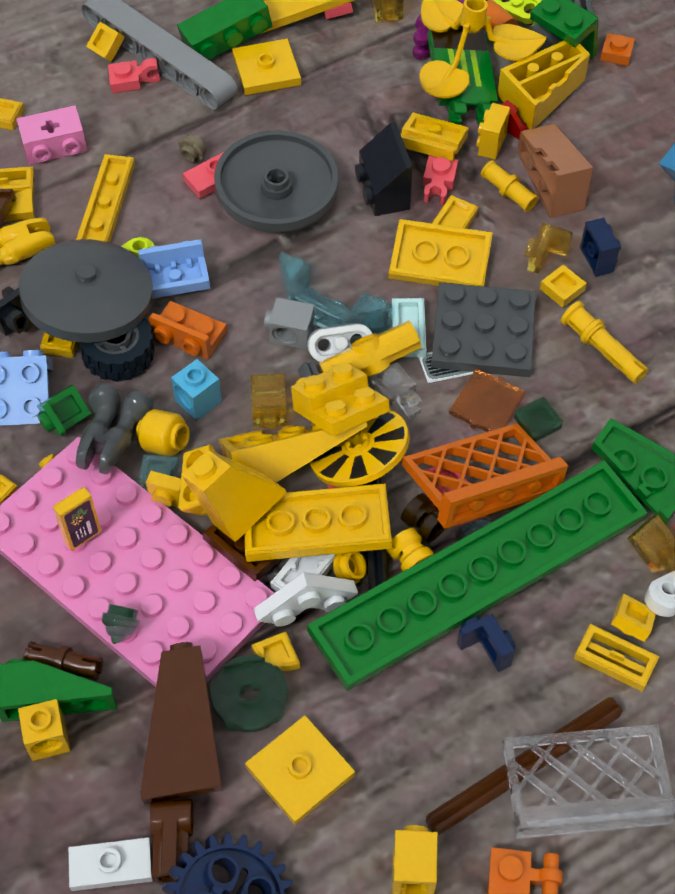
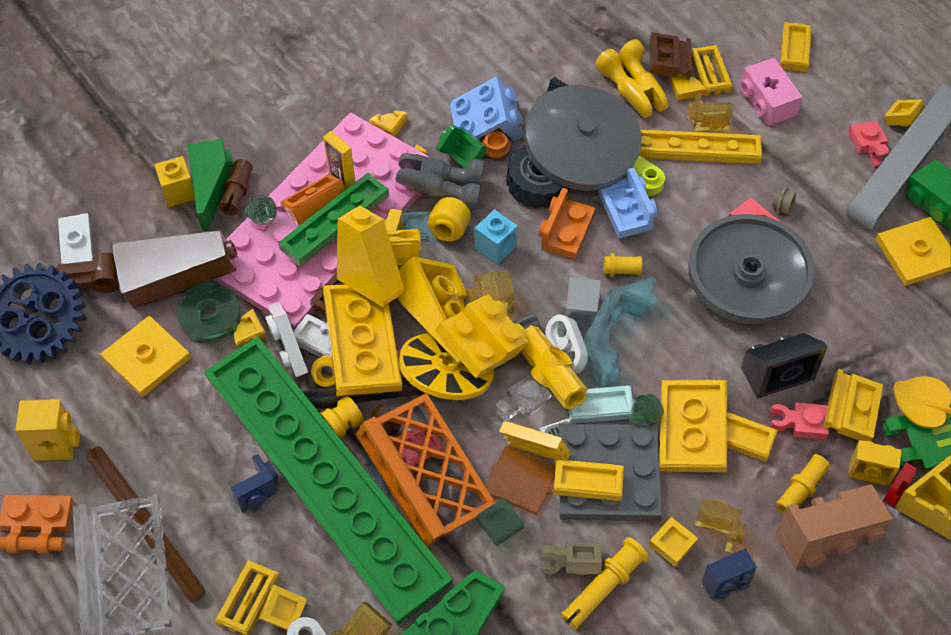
camera: 85 degrees right, 0 degrees up
(61, 378) = (497, 145): none -> orange plate
(70, 193) = (709, 115): none -> clear yellow bracket
(110, 564) = (312, 198): none -> orange slope
(150, 541) = (323, 225): none -> green plate
(246, 293) = (622, 265): none -> yellow pin
(426, 284) = (646, 410): none -> clear green plate
(458, 375) = (534, 441): none -> yellow tile
(503, 337) = (588, 480): none -> yellow tile
(577, 358) = (577, 557): none -> dark tan plate

